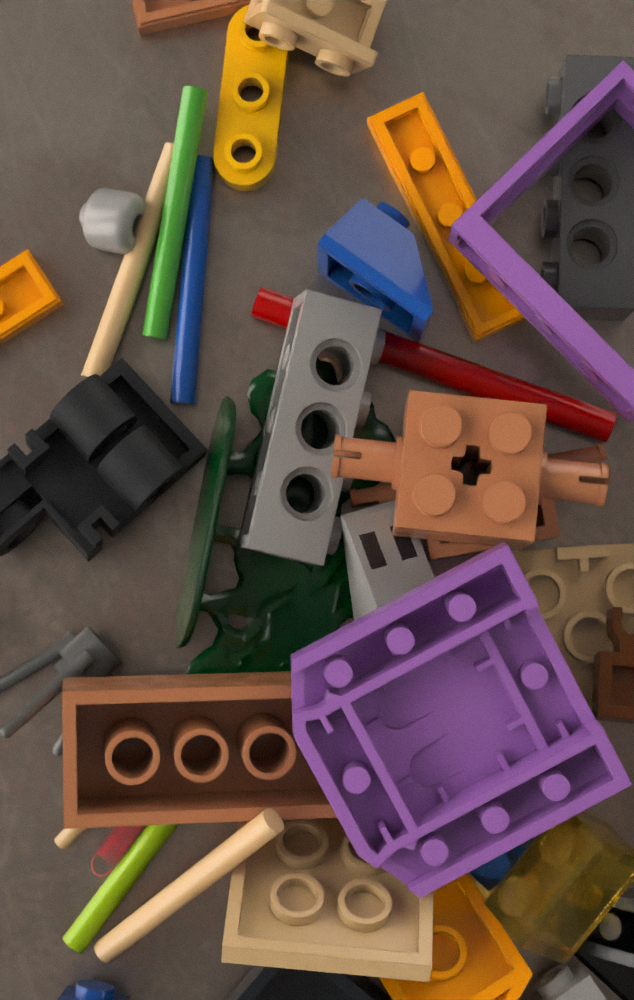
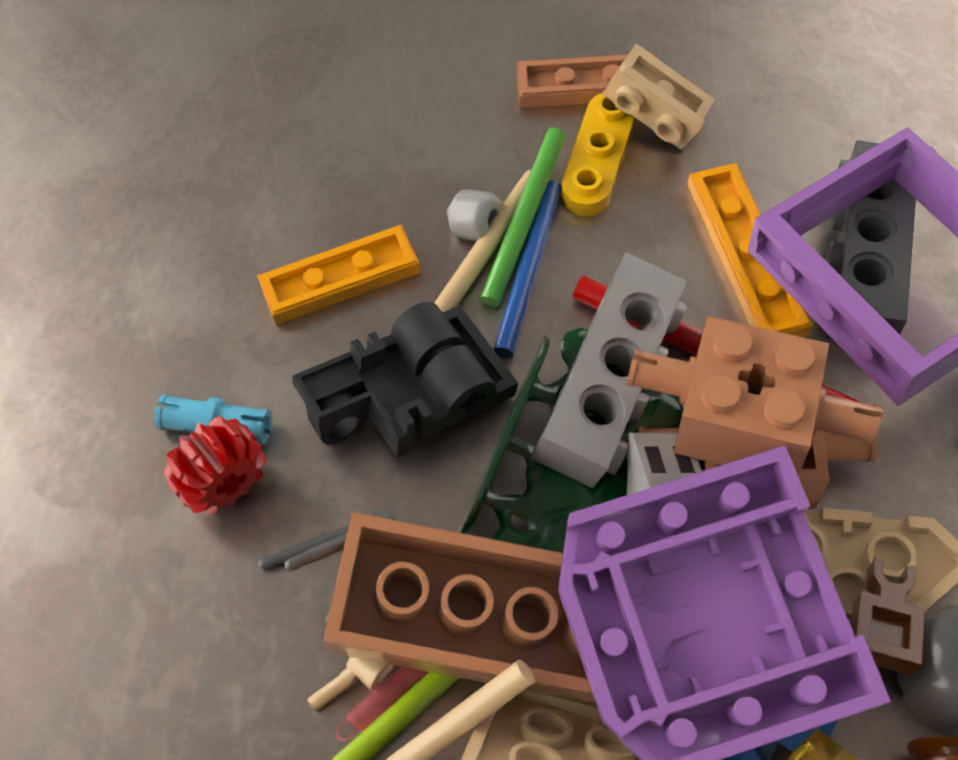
camera: 10 degrees right, 25 degrees down
(378, 265) = (691, 253): blue slope -> none

